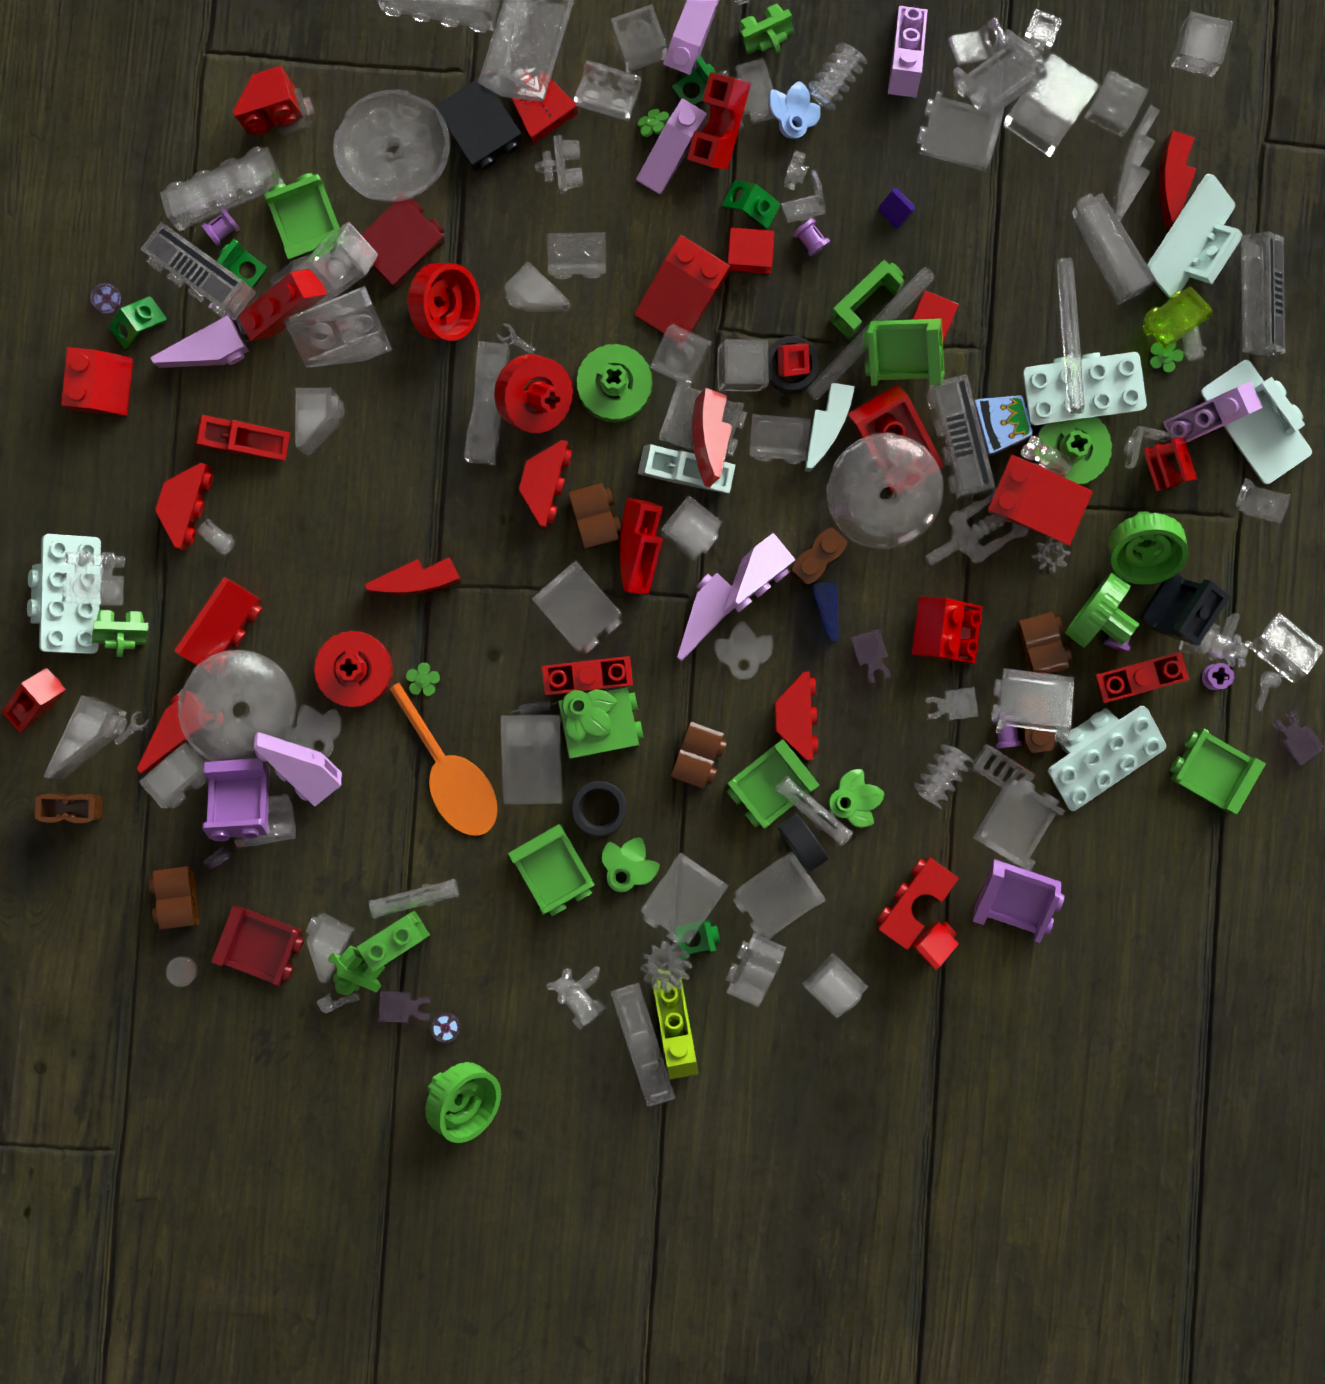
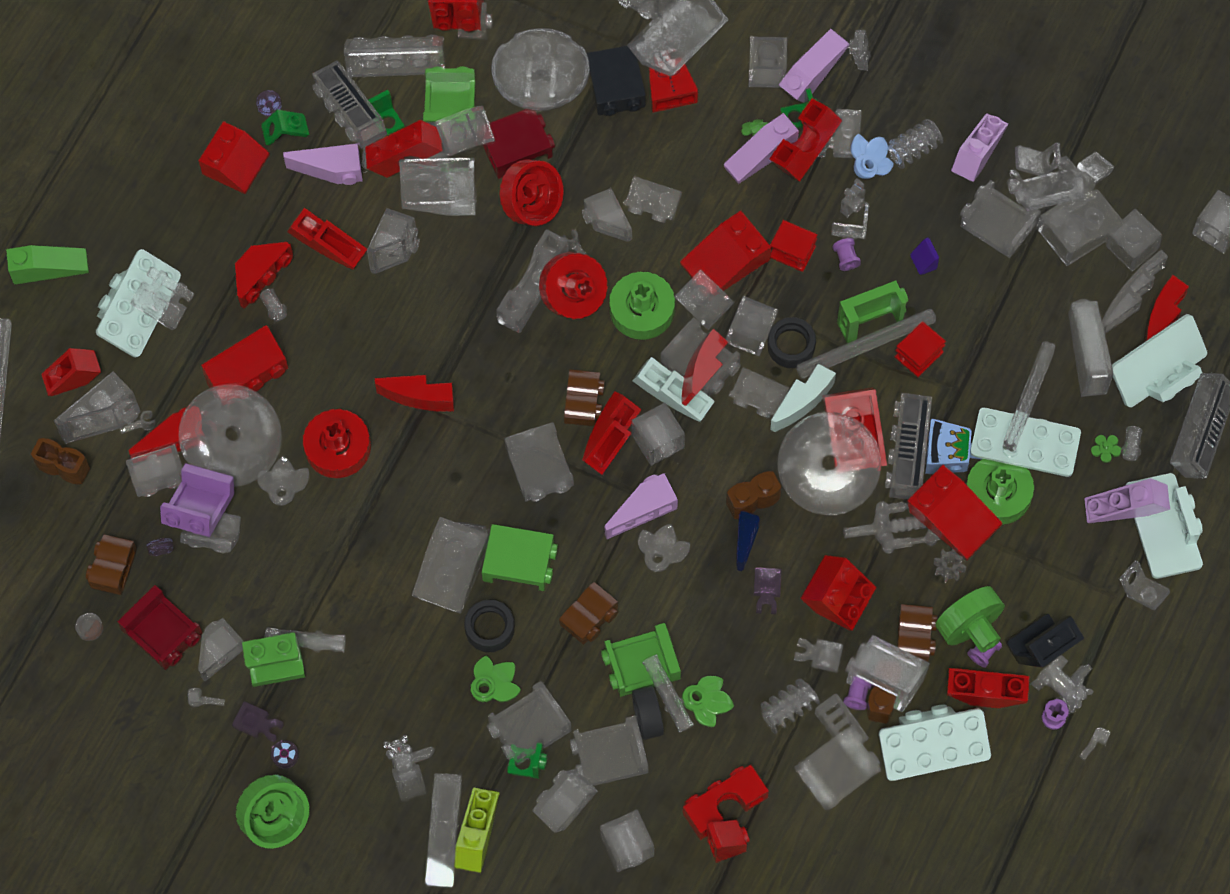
camera: 25 degrees right, 20 degrees down
(119, 634) = (164, 345): bright green hips -> none
(220, 227) = (381, 82): medium lavender bush -> none
(304, 768) = (263, 501): lavender slope -> none
(352, 974) = (227, 663): bright green hips -> none
(422, 679) = (389, 473): bright green plant -> none
(455, 783) = (380, 565): orange piece -> none
(543, 481) = (554, 355): red slope -> none
(552, 870) = (429, 659): bright green panel -> none
(566, 177) = (667, 141): clear hips -> none
(587, 675) = (523, 514): red slope -> none
(592, 715) = (513, 544): bright green plate -> none
(608, 90) = (728, 91): clear bracket -> none
(660, 958) = (490, 771): clear gear -> none
(753, 202) = (811, 212): green bracket -> none
(756, 570) = (704, 483): slope -> none
(768, 32) = (872, 93): bright green hips -> none
(793, 359) = (793, 334): red plate -> none
(796, 716) = (683, 613): red slope -> none
(905, 350) = (887, 360): bright green panel -> none
(1019, 899) = (812, 828): medium lavender panel -> none
(1047, 456) = (974, 481): clear bar -> none
(1133, 443) = (1062, 497): clear bracket -> none
(1145, 535) = (1035, 571): bright green piece -> none
(1164, 472) = (1068, 535): red piece -> none
(1177, 317) = (1124, 416): clear neon green bracket -> none
(1216, 771) = (1024, 791): bright green panel -> none
(1287, 648) = (1123, 714): clear bracket -> none
(1300, 741) = (1107, 795): clear purple plate -> none

